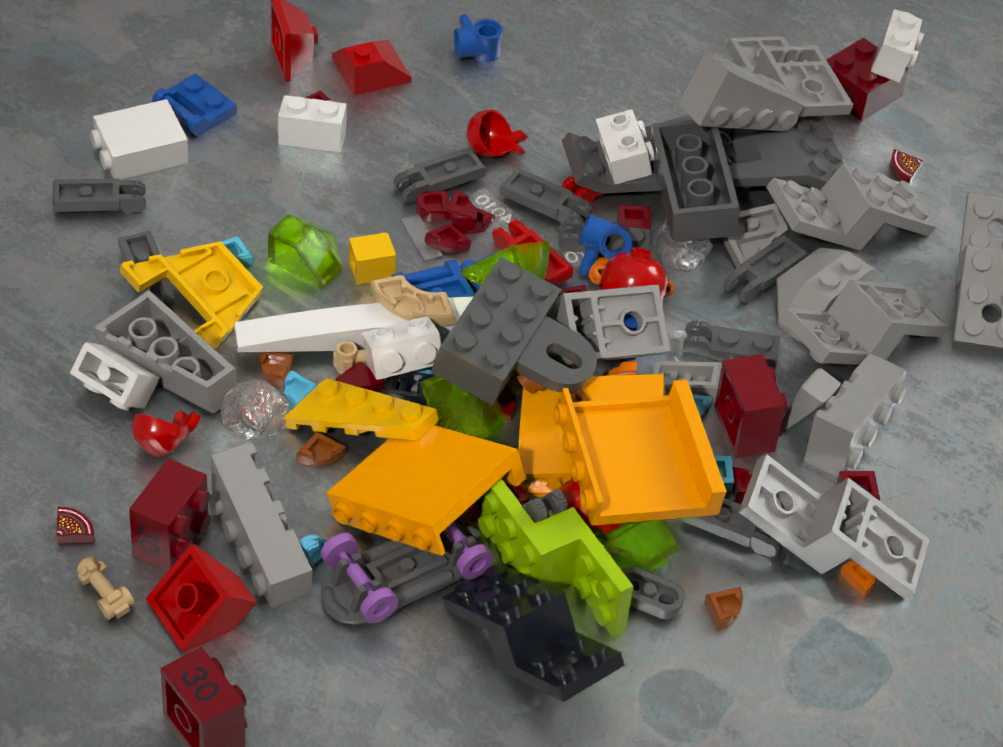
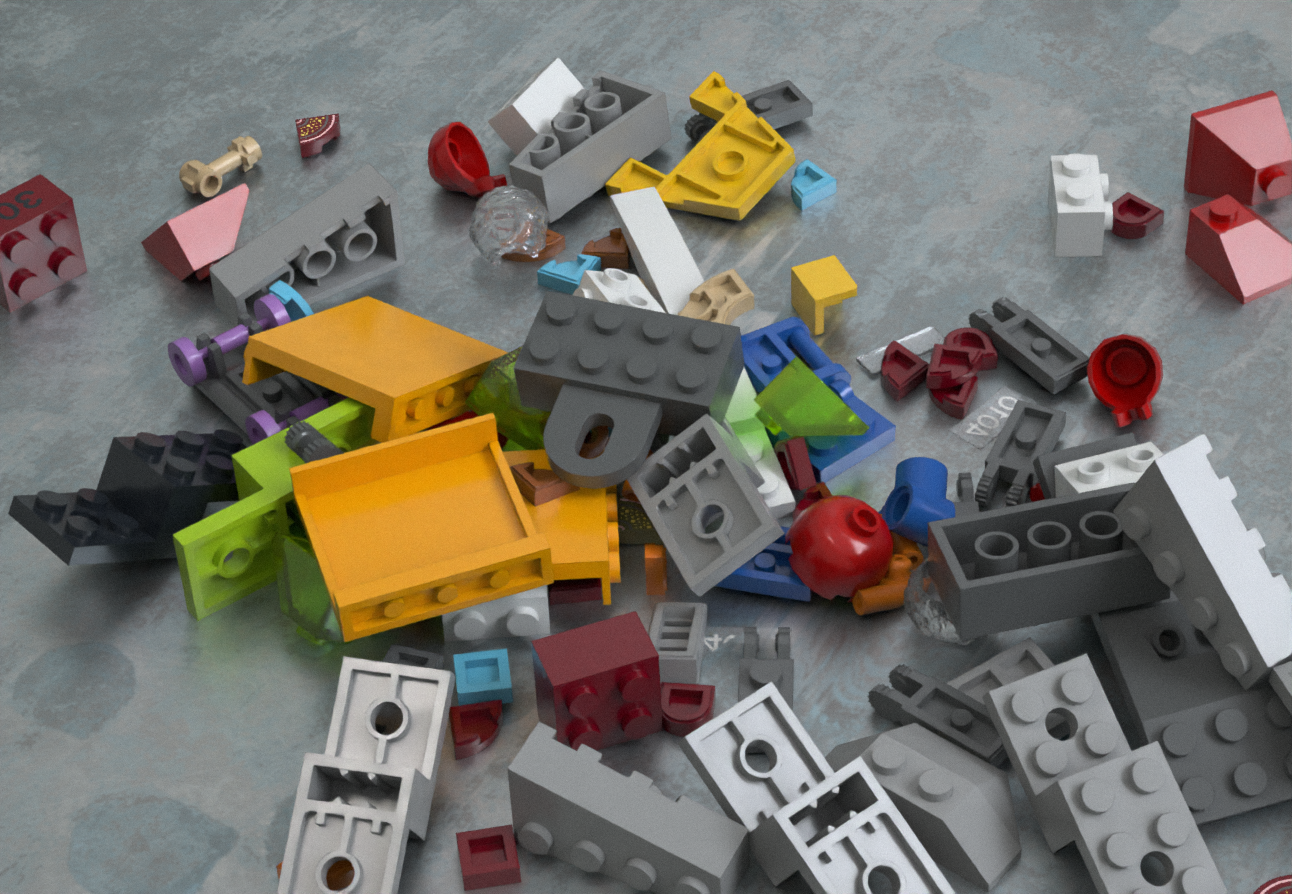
camera: 90 degrees right, 5 degrees down
(98, 195) = (870, 57): dark grey hinge -> none
(139, 140) = (985, 71): white brick -> none
(169, 514) = (301, 163): dark red brick -> none
(200, 98) = (1096, 121): blue plate -> none
(304, 250) = (837, 223): clear neon green slope -> none
(320, 451) = (471, 305): dark orange tile -> none
(361, 411) = (508, 311): yellow wing -> none
(557, 269) = (872, 462): red hinge -> none
(653, 591) = (247, 625): dark grey plate -> none
(724, 606) = (239, 714): dark orange tile -> none
(810, 397) = (620, 741): light grey slope -> none

